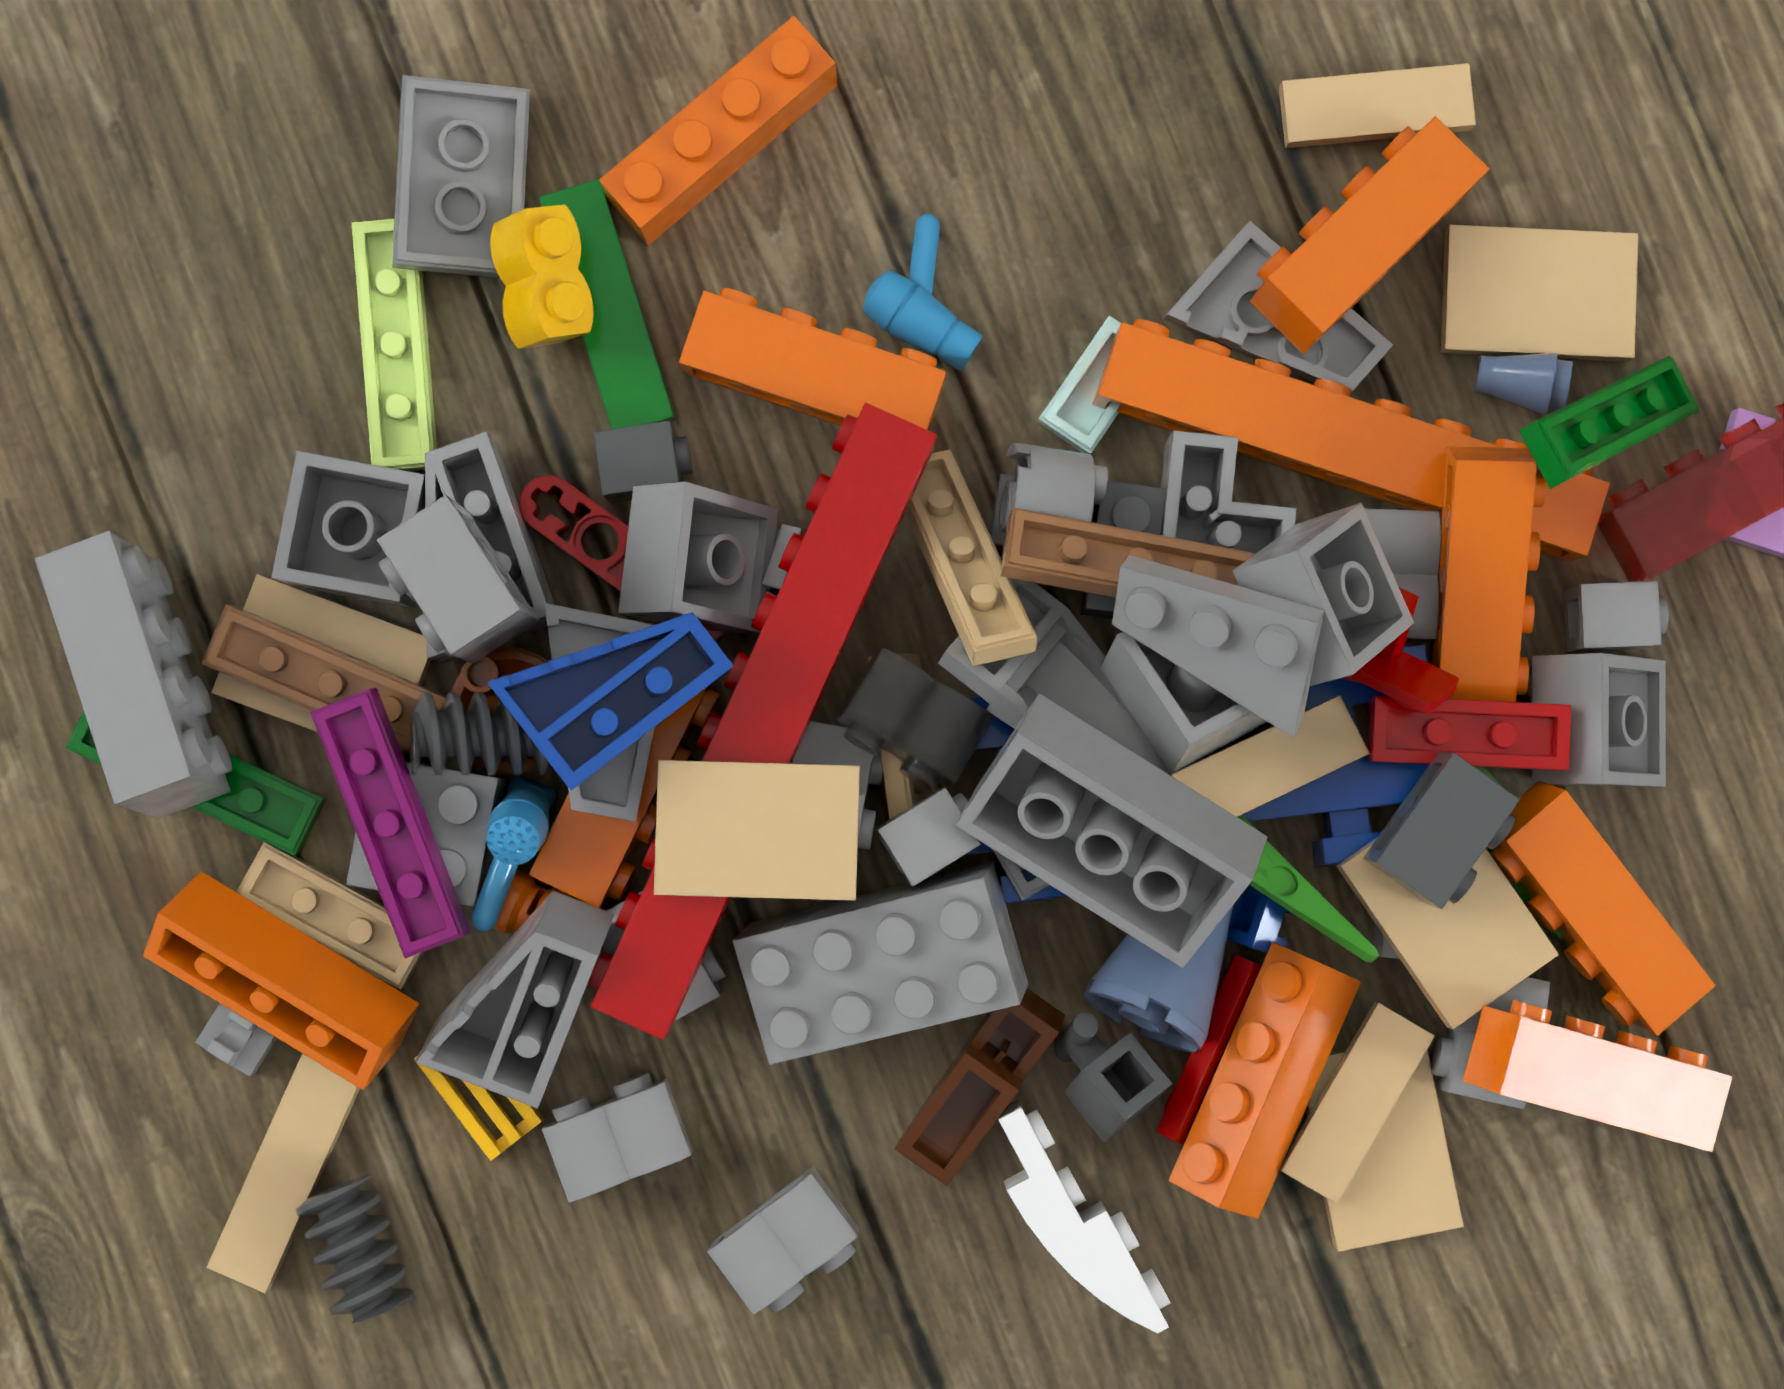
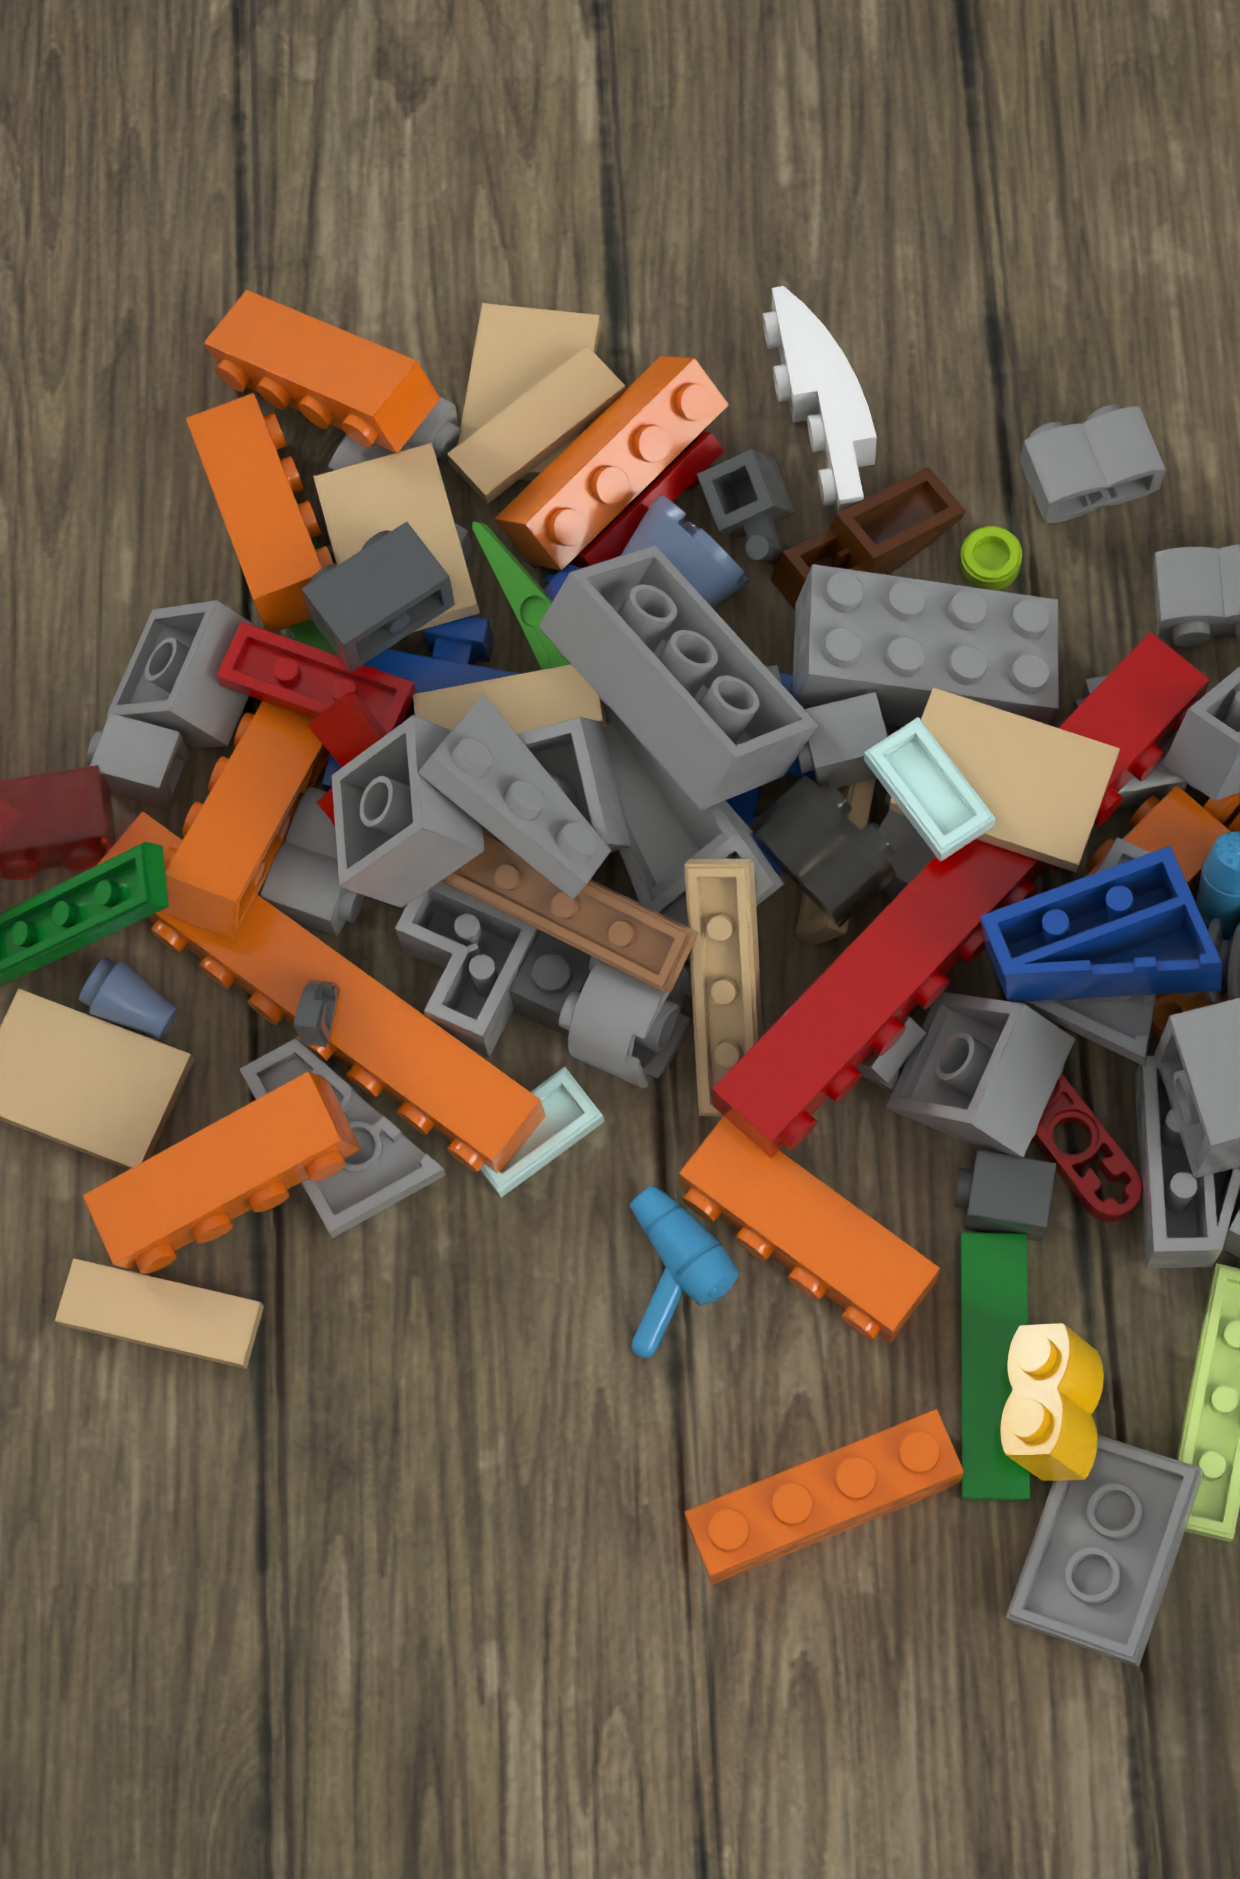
camera: 150 degrees left, 15 degrees down
(824, 786) = (929, 789): none -> light aqua tile
(855, 1110) = (990, 558): none -> lime tile
(1339, 402) = (316, 1012): none -> dark grey tile

